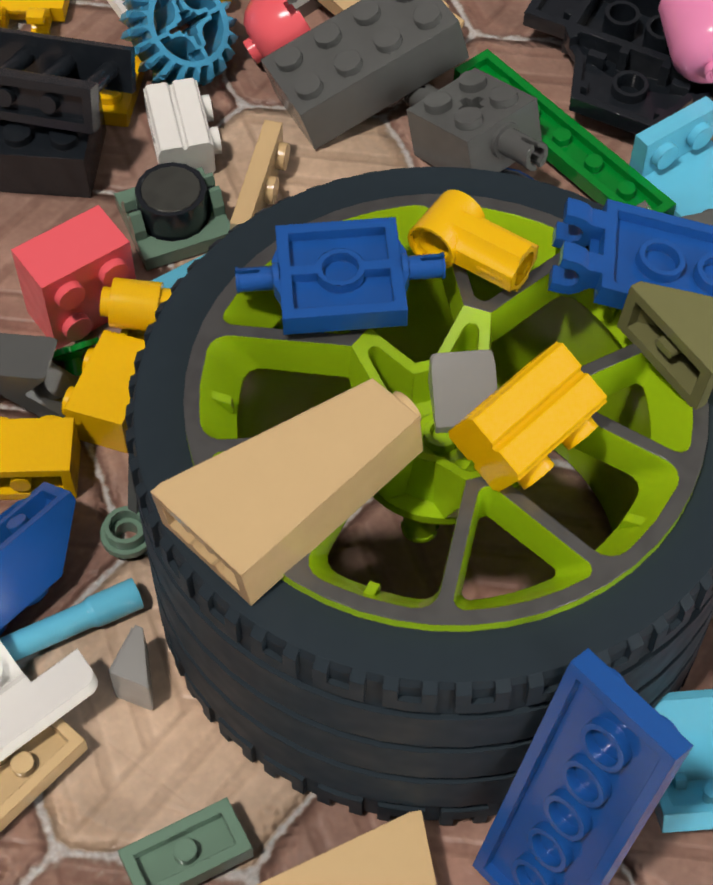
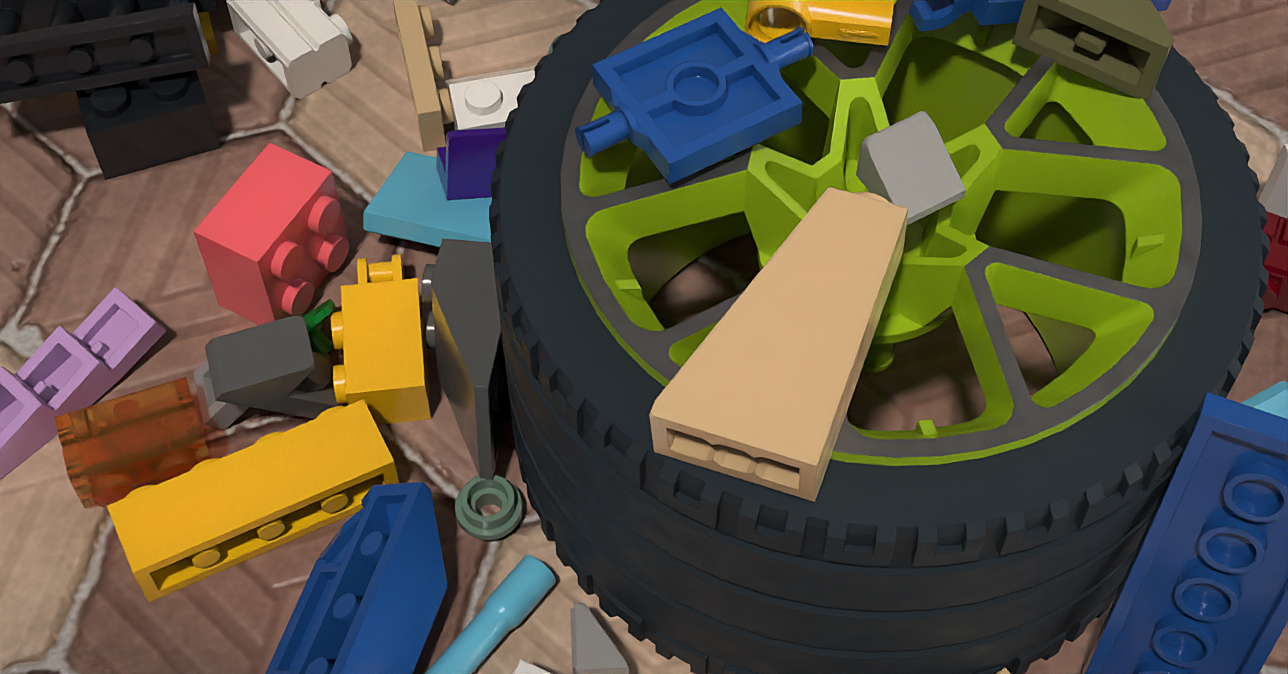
camera: 25 degrees left, 0 degrees up
(132, 302) = (370, 242): yellow brick -> none
(171, 213) = (335, 123): piece -> none
(529, 418) = (1007, 170): yellow brick -> none

